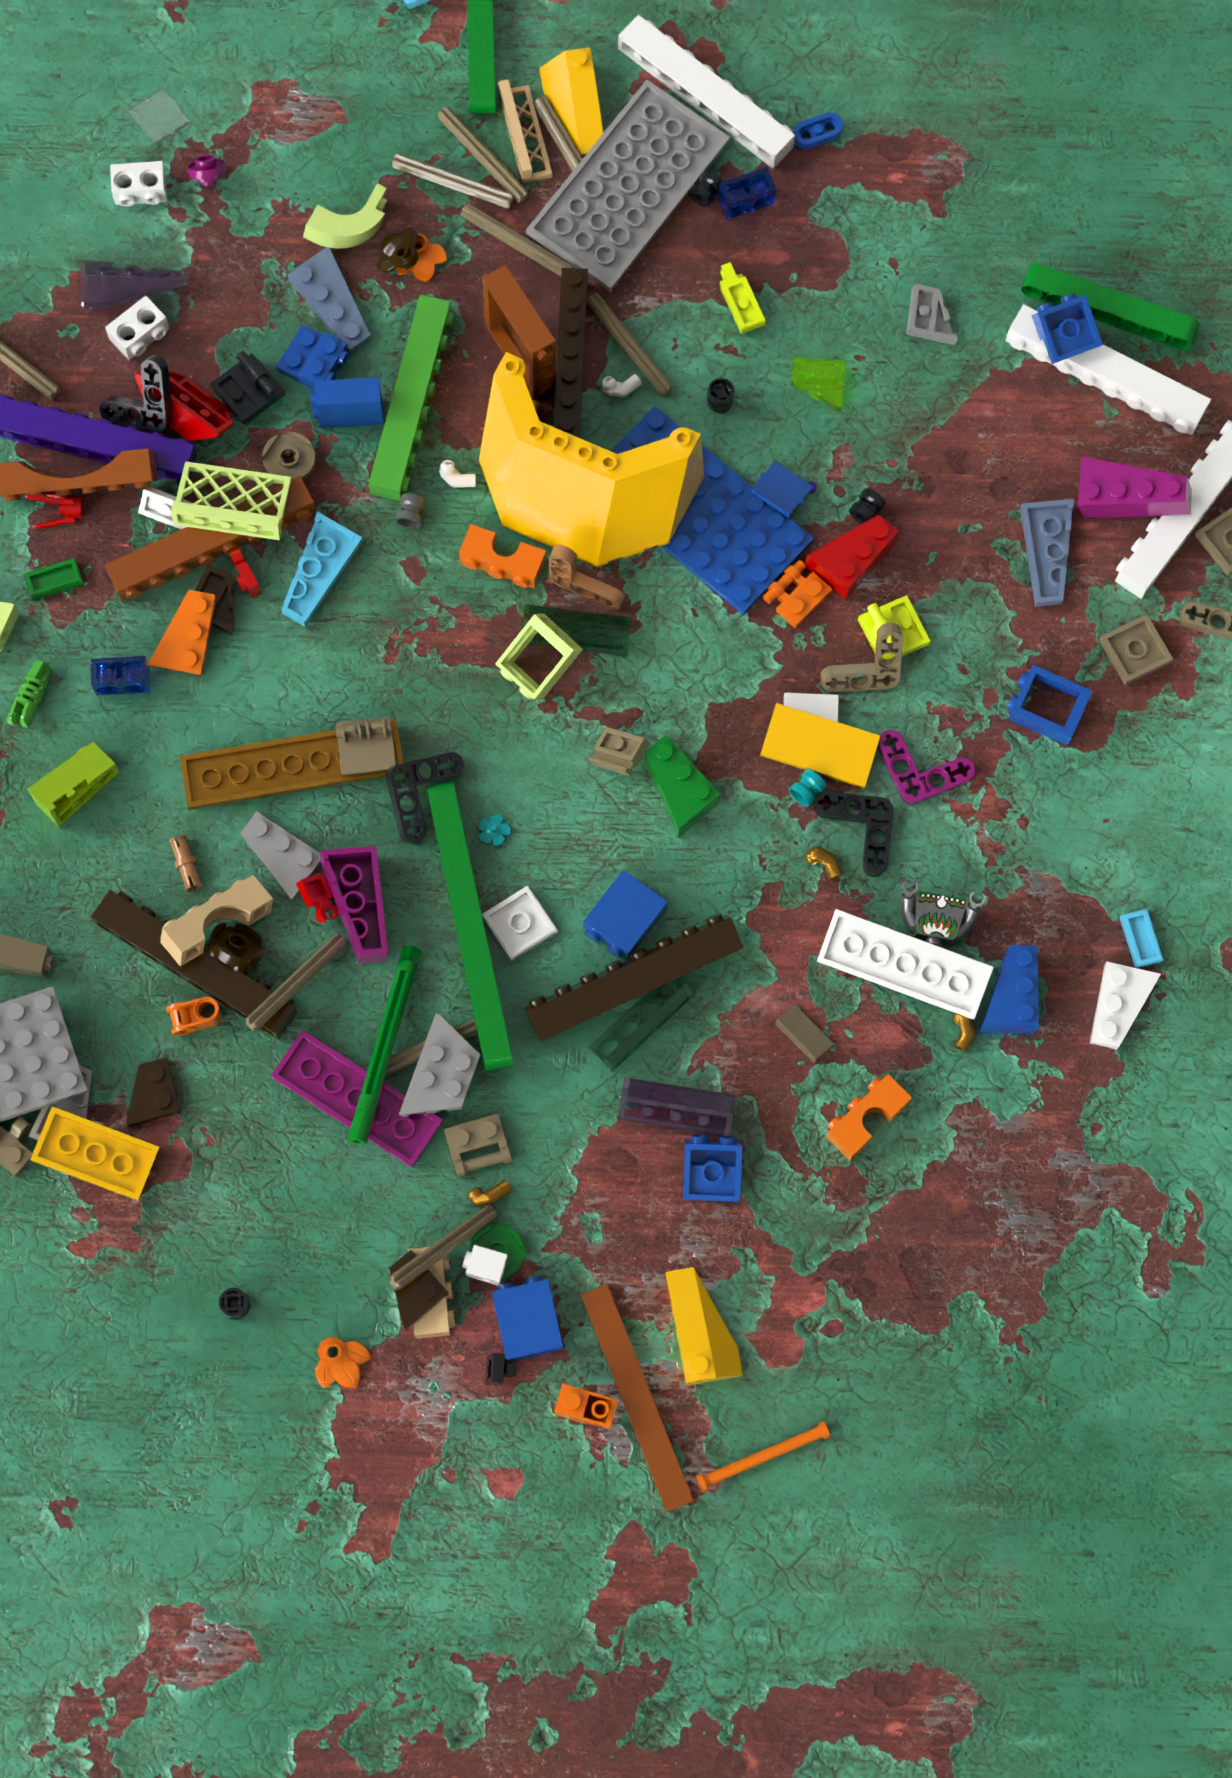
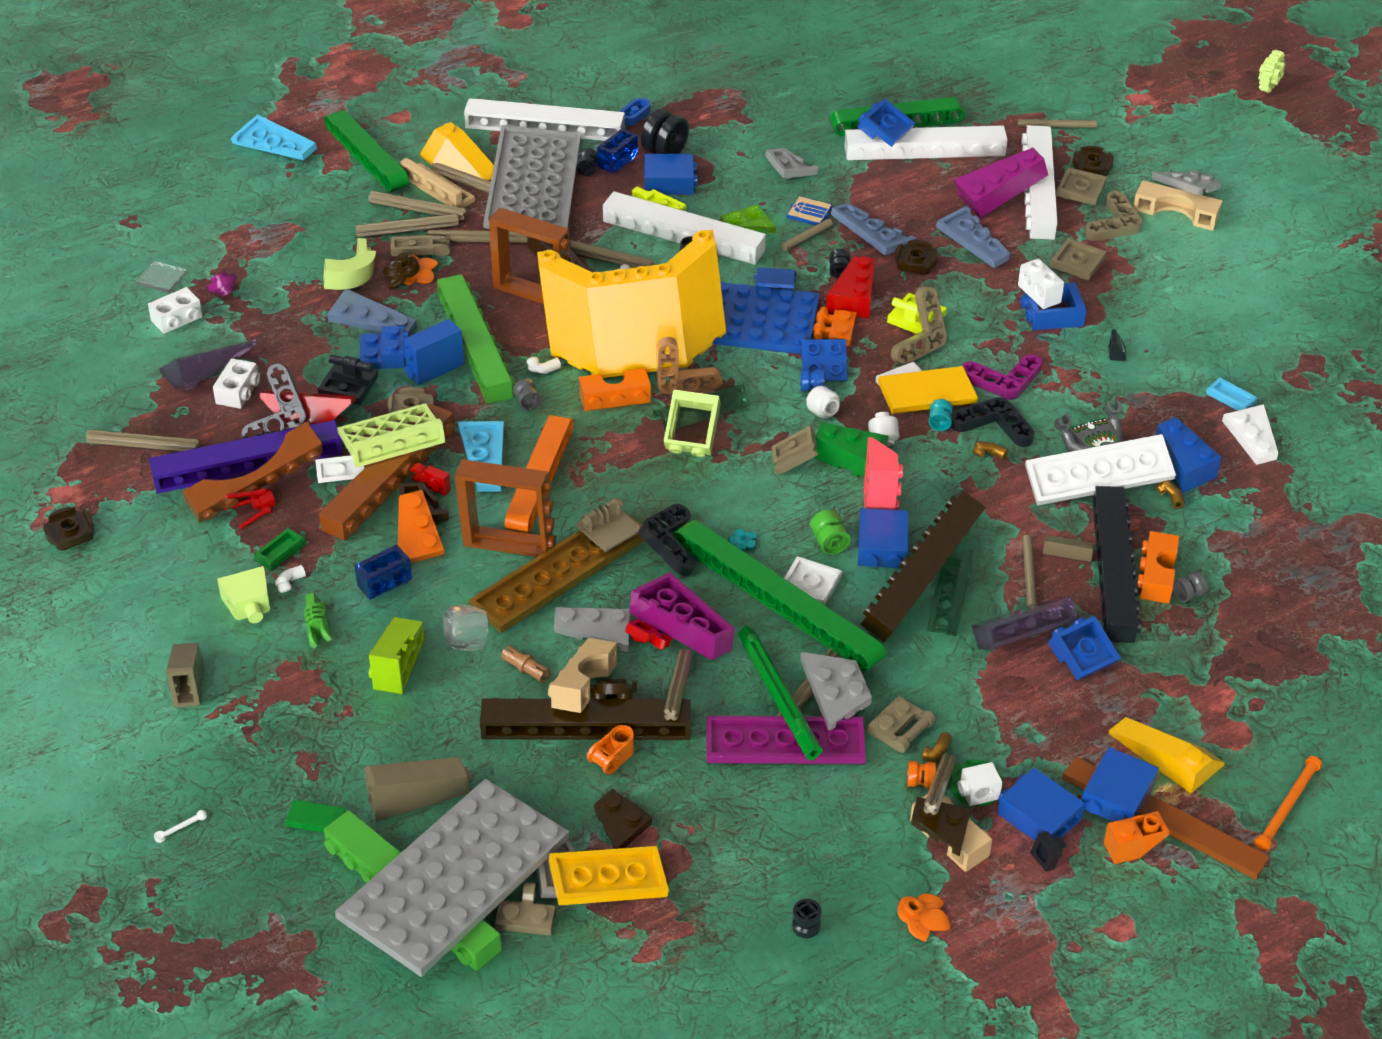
camera: 30 degrees left, 30 degrees down
(38, 620) = (288, 576): none -> white arm
(153, 789) = (465, 627): none -> clear piece
(263, 678) = (499, 539): none -> dark orange window
(353, 627) = (545, 457): none -> orange beam
(443, 221) = (421, 245): none -> dark tan hinge
(448, 1214) = (914, 774): none -> orange wheel
(577, 878) = (830, 532): none -> bright green wheel
(608, 1349) = (1119, 786): none -> blue brick
(656, 857) = (881, 477): none -> coral slope
(699, 699) = (823, 402): none -> white head
(711, 661) = (811, 379): none -> blue wheel
(730, 776) = (885, 425): none -> white head
(738, 355) = (677, 224): none -> white brick
(740, 1041) = (1029, 570): none -> dark tan bar
(745, 639) = (826, 355): none -> blue hinge
(783, 259) = (671, 173): none -> blue brick
(813, 199) = (664, 133): none -> black wheel
(829, 1084) = (1115, 564): none -> black brick
(868, 437) = (806, 234): none -> dark tan bar
(885, 1160) = (1188, 587): none -> dark grey wheel
(901, 400) = (809, 210): none -> piece
(944, 477) = (870, 229): none -> sand blue wing
(955, 556) = (907, 261): none -> dark brown plate
(1041, 679) = (1040, 283): none -> white brick
(1072, 802) = (1117, 349): none -> black slope

